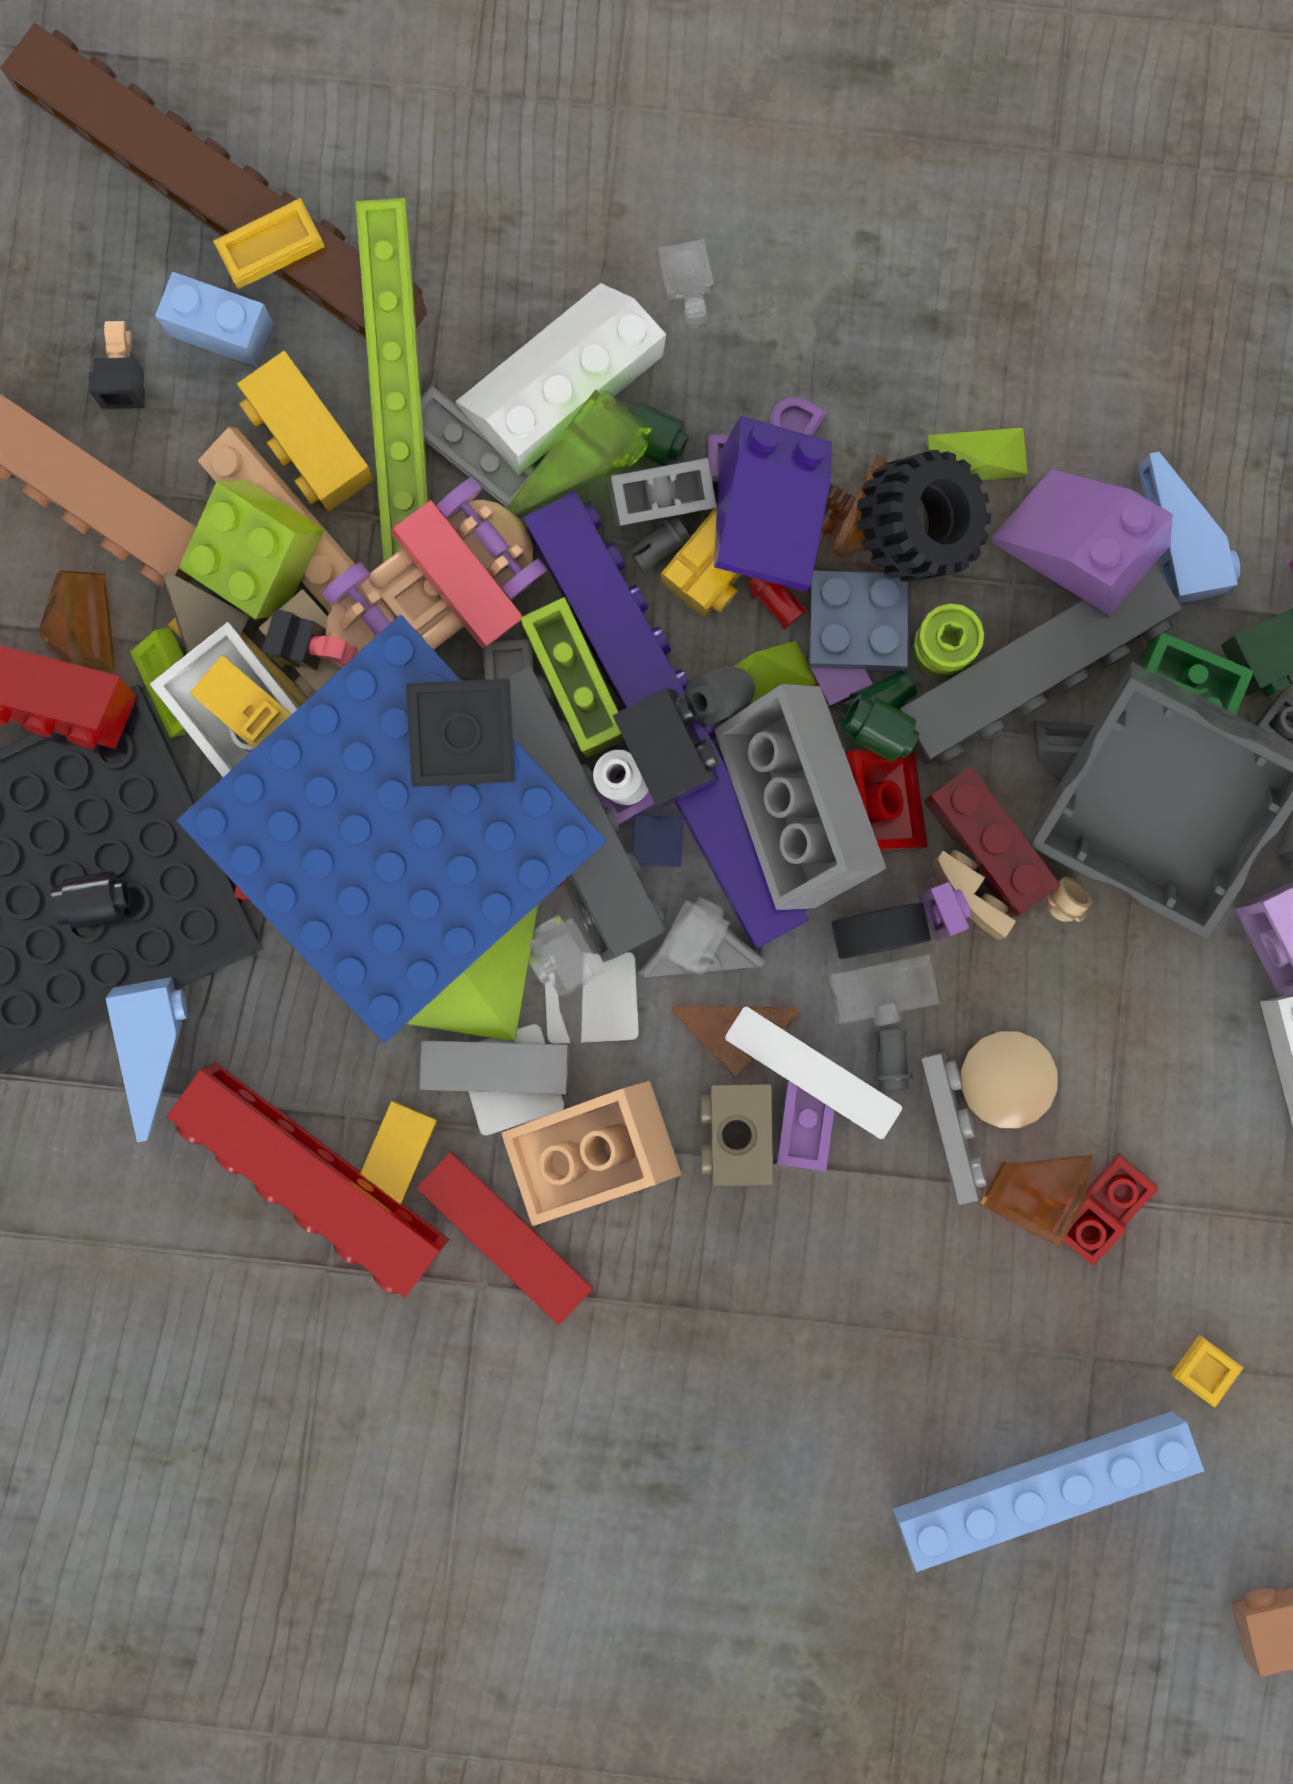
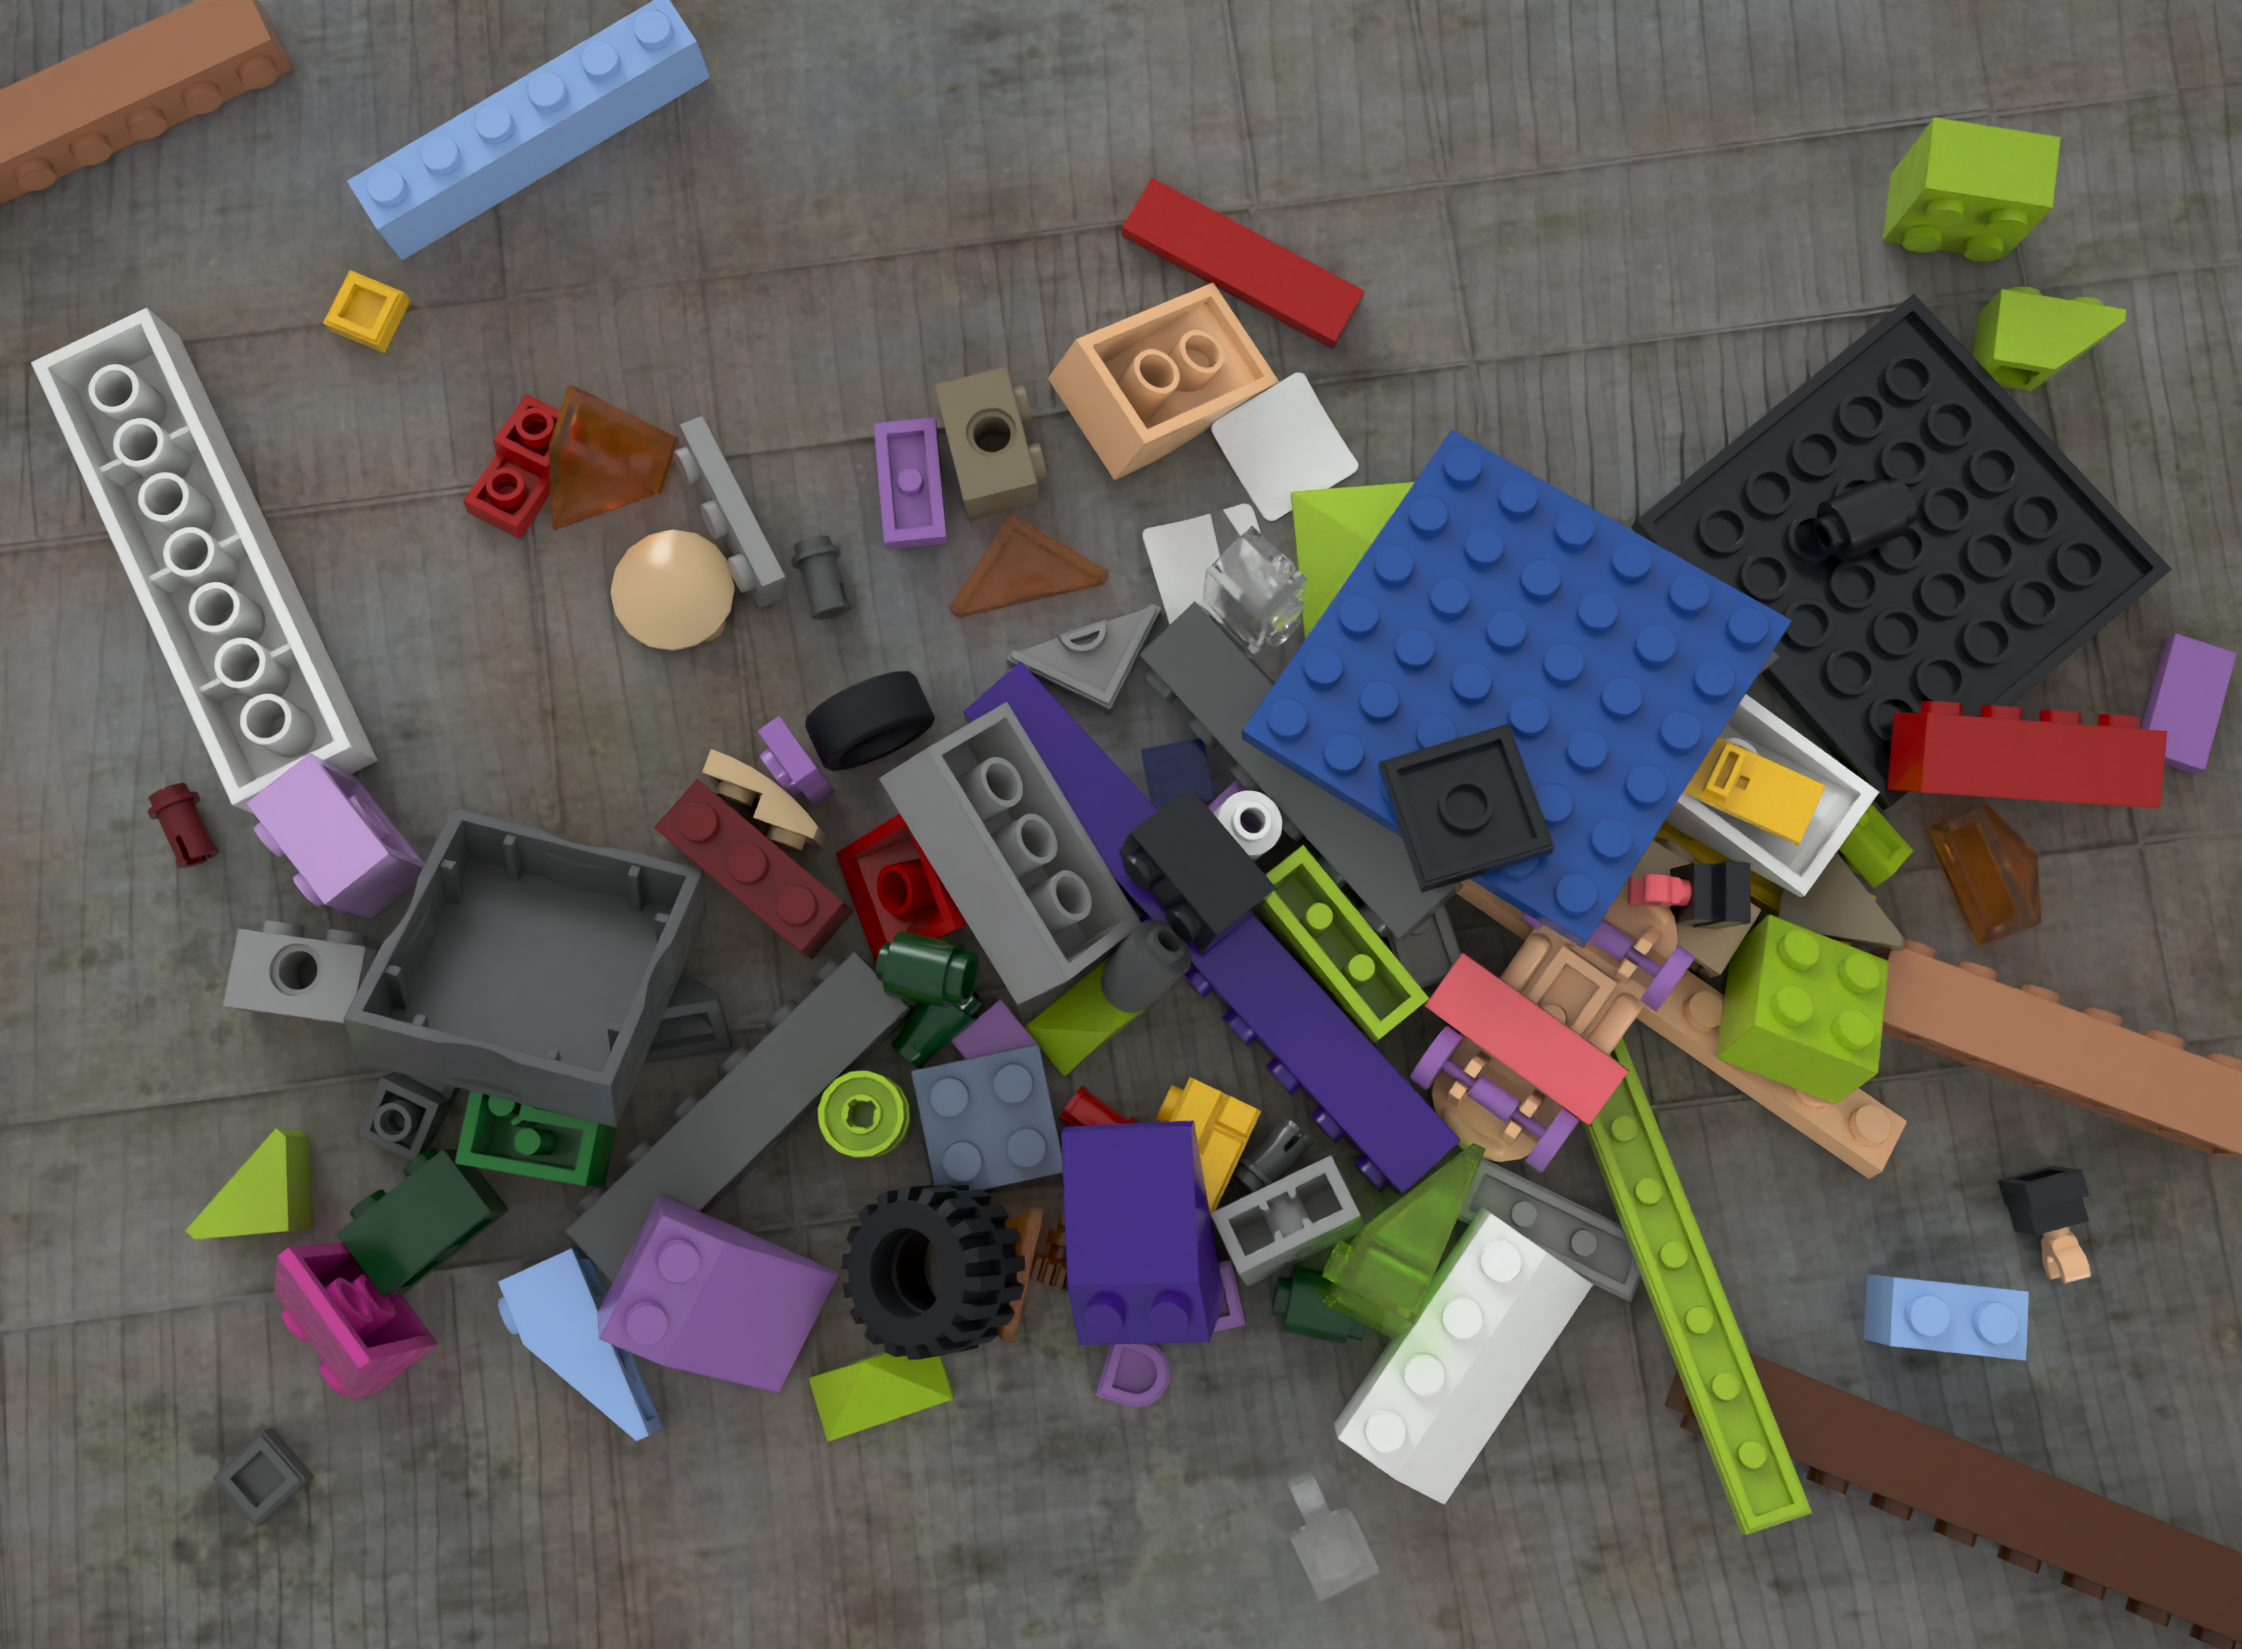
camera: 165 degrees right, 5 degrees down
(146, 1032) = (1746, 380): light blue slope -> none
(269, 243) = (1908, 1433): yellow tile -> none
(304, 433) = (1780, 1192): yellow brick -> none
(307, 1179) = (1497, 267): red brick -> none
(398, 1149) = (1399, 325): yellow tile -> none
(494, 1067) = (1308, 453): light grey tile -> none
(695, 936) = (1101, 656): clear brick -> none
(813, 1072) = (916, 534): white sticker -> none
(883, 991) = (851, 647): clear brick -> none
(1069, 901) = (636, 822): tan plate -> none

